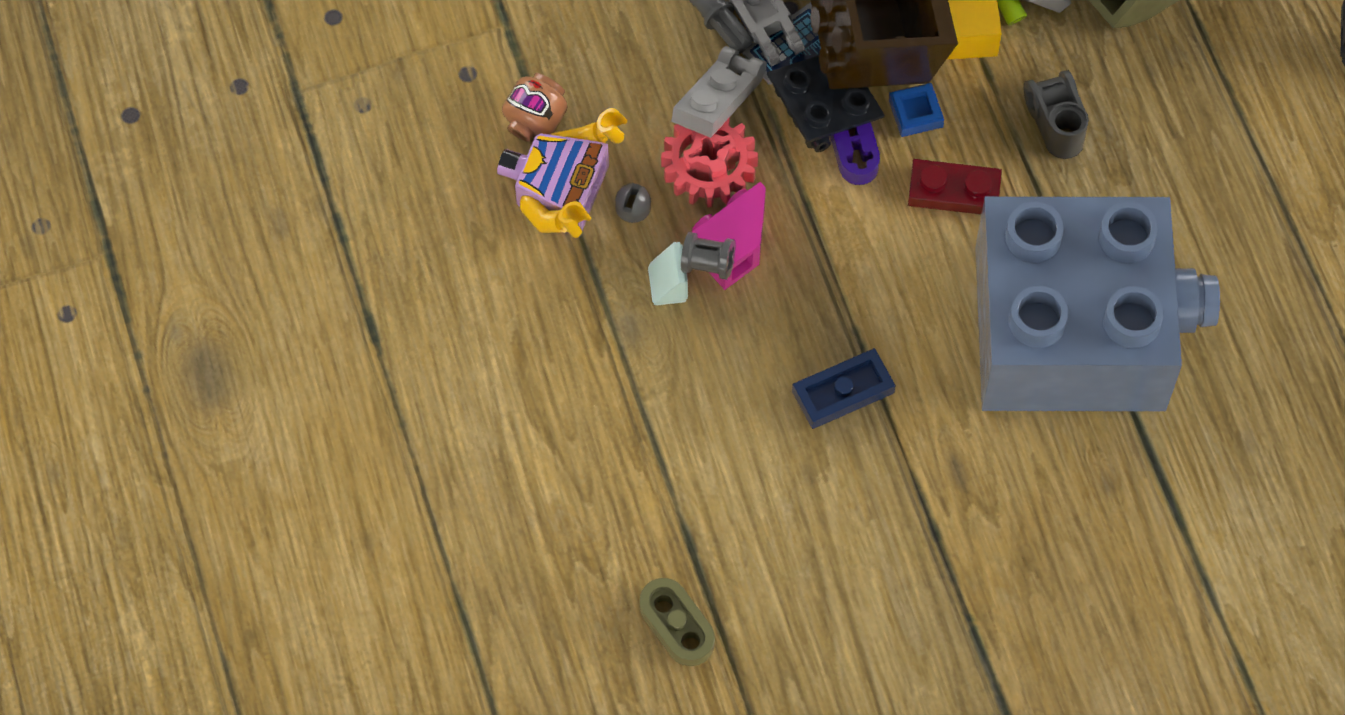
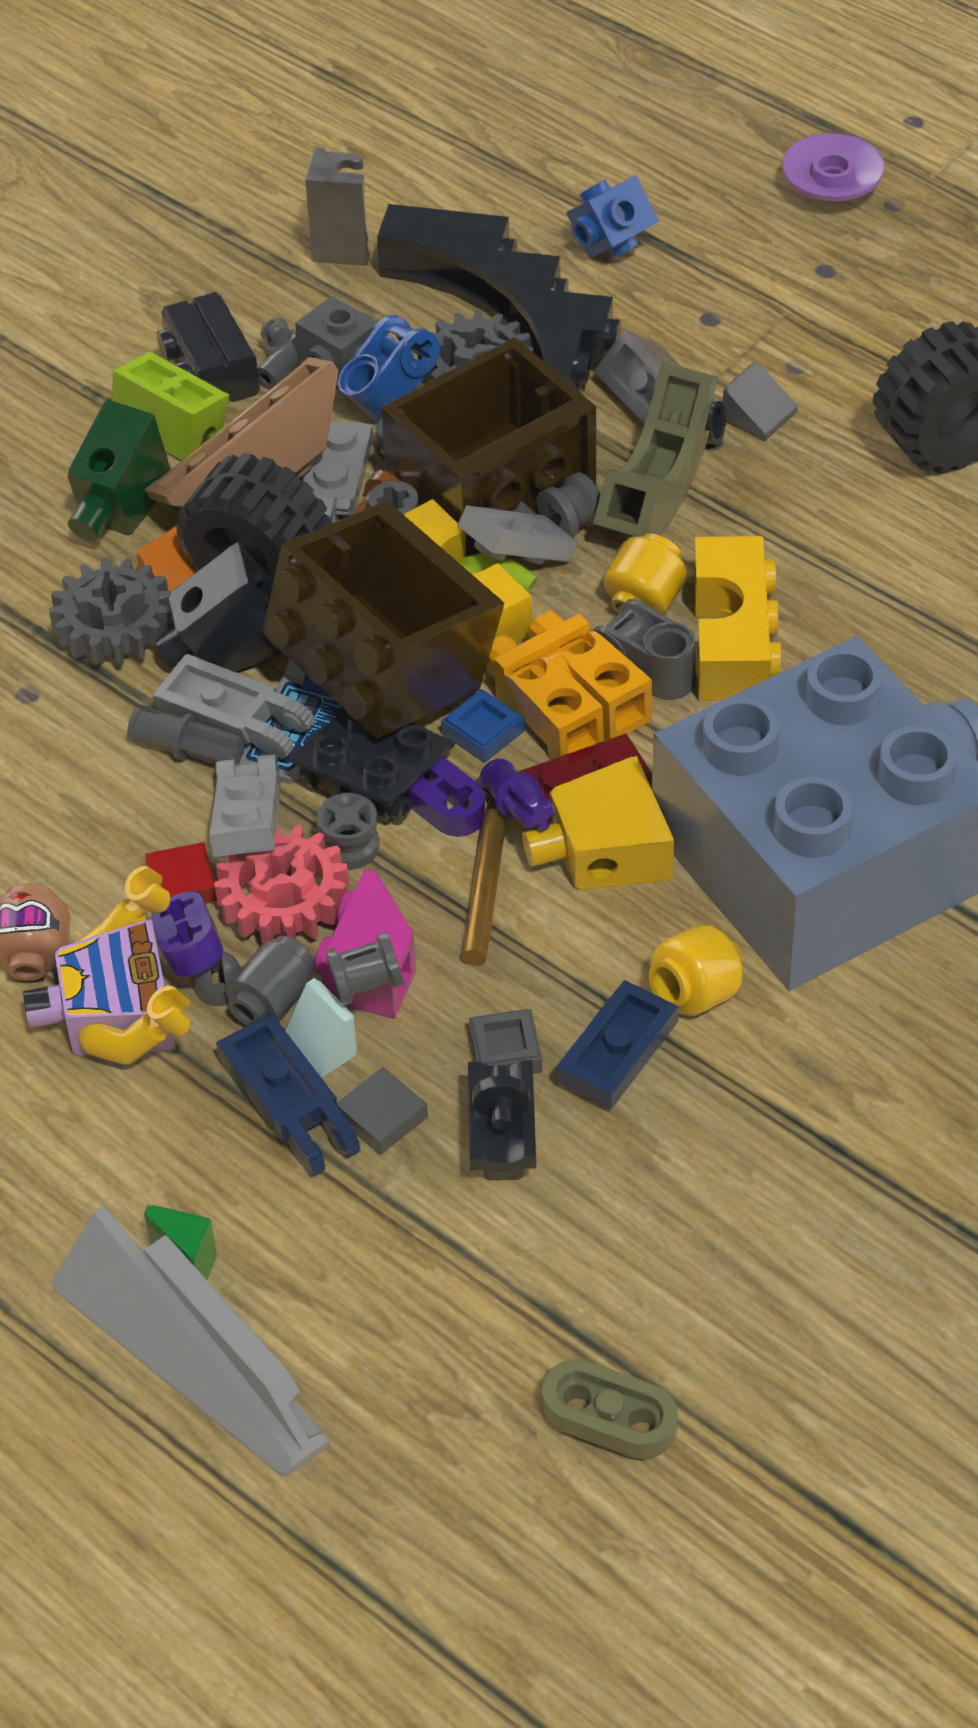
camera: 30 degrees left, 15 degrees down
(465, 431) = (189, 1338): none -> light grey wedge
(501, 374) = (187, 1231): none -> green slope
(623, 302) = (286, 1090): none -> dark blue hinge
(628, 164) = (187, 935): none -> dark purple beam
(652, 116) = (184, 870): none -> red tile
(658, 225) = (270, 980): none -> dark grey brick
(673, 350) = (382, 1110): none -> dark grey tile
(735, 398) = (501, 1119): none -> black hips
(777, 348) = (505, 1039): none -> dark grey tile
(779, 132) = (350, 824): none -> dark grey wheel
(838, 229) = (484, 888): none -> pearl gold bar
(895, 177) = (516, 794): none -> dark purple axle
(925, 366) = (696, 969): none -> yellow head
(936, 233) = (605, 830): none -> yellow torso
(984, 95) = (570, 684): none -> light orange hips
(1095, 56) = (646, 570): none -> yellow head
(1116, 149) = (734, 587): none -> yellow arch

